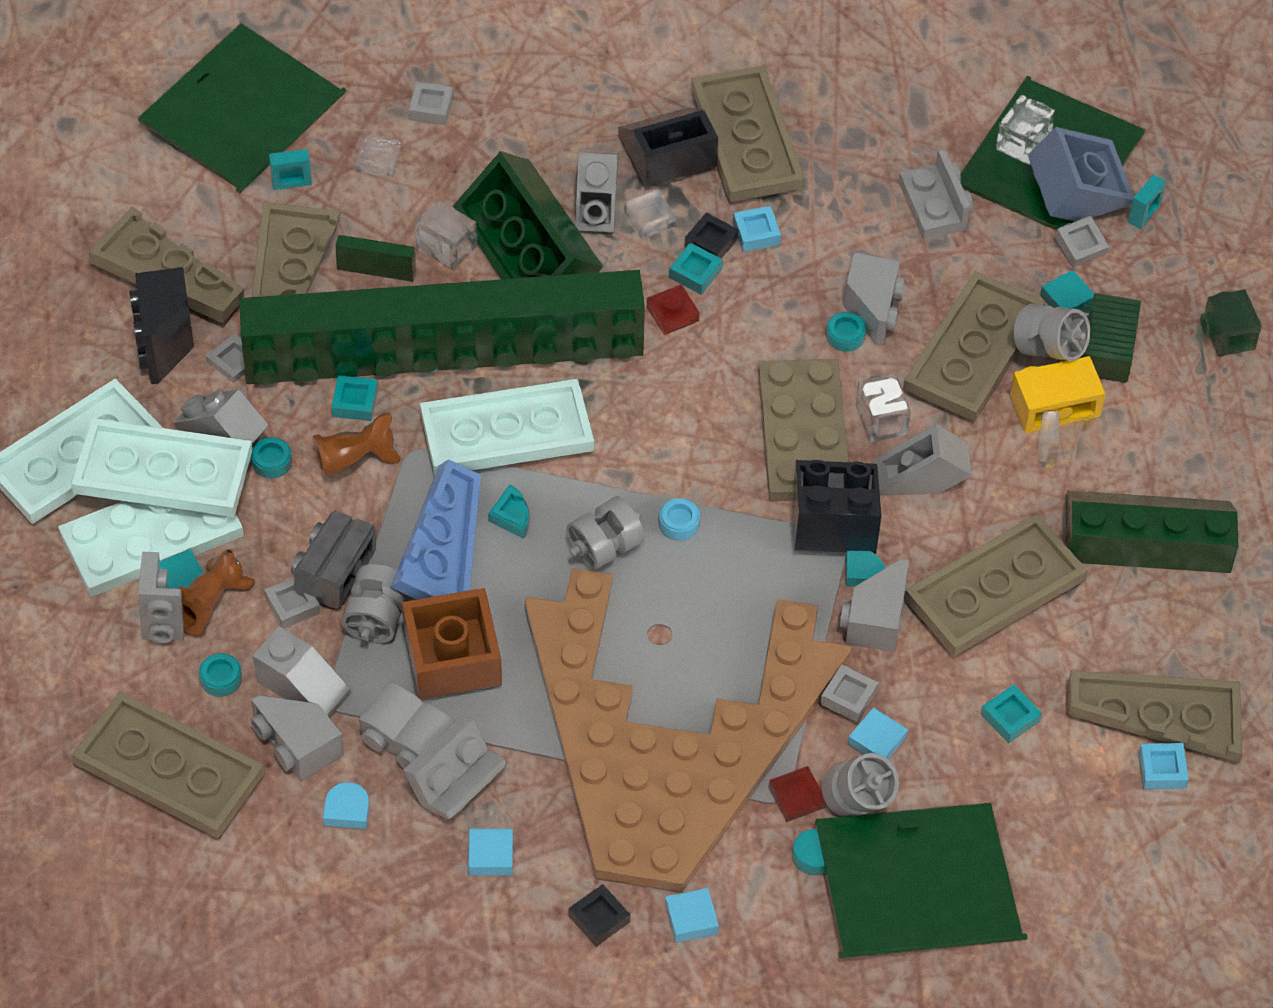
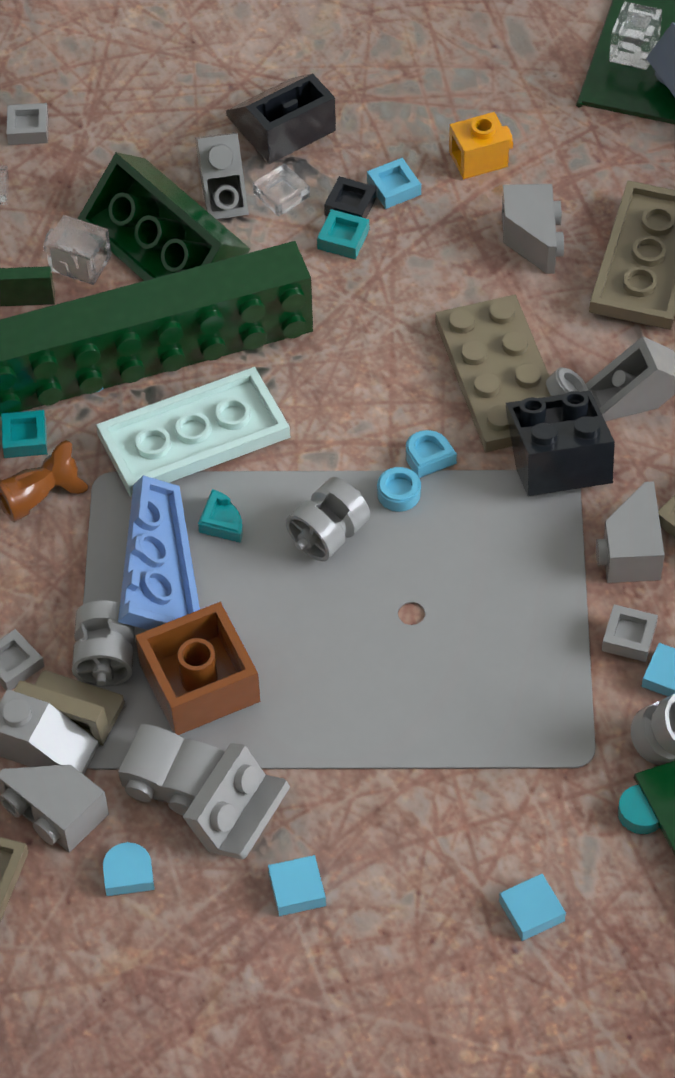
camera: 10 degrees left, 0 degrees up
(333, 558) = (46, 605): flat silver brick -> none
(343, 652) = (83, 703): none -> dark tan panel
(599, 915) = (433, 929): black tile -> none
(658, 794) = (460, 783): medium nougat wing -> none
(672, 309) = (333, 279): clear red plate -> none
(716, 491) = (429, 452): none -> medium azure tile
(752, 136) = (370, 101): dark tan plate -> none
(797, 794) = (605, 751): clear red tile -> none
(846, 208) = (479, 145): none -> light orange brick
(846, 331) = (513, 266): teal tile -> none
(859, 450) = (565, 381): none -> light grey tile
(861, 566) = (602, 500): teal tile -> none
(883, 407) = (576, 333): clear brick -> none
(937, 197) = (566, 117): light grey bracket -> none

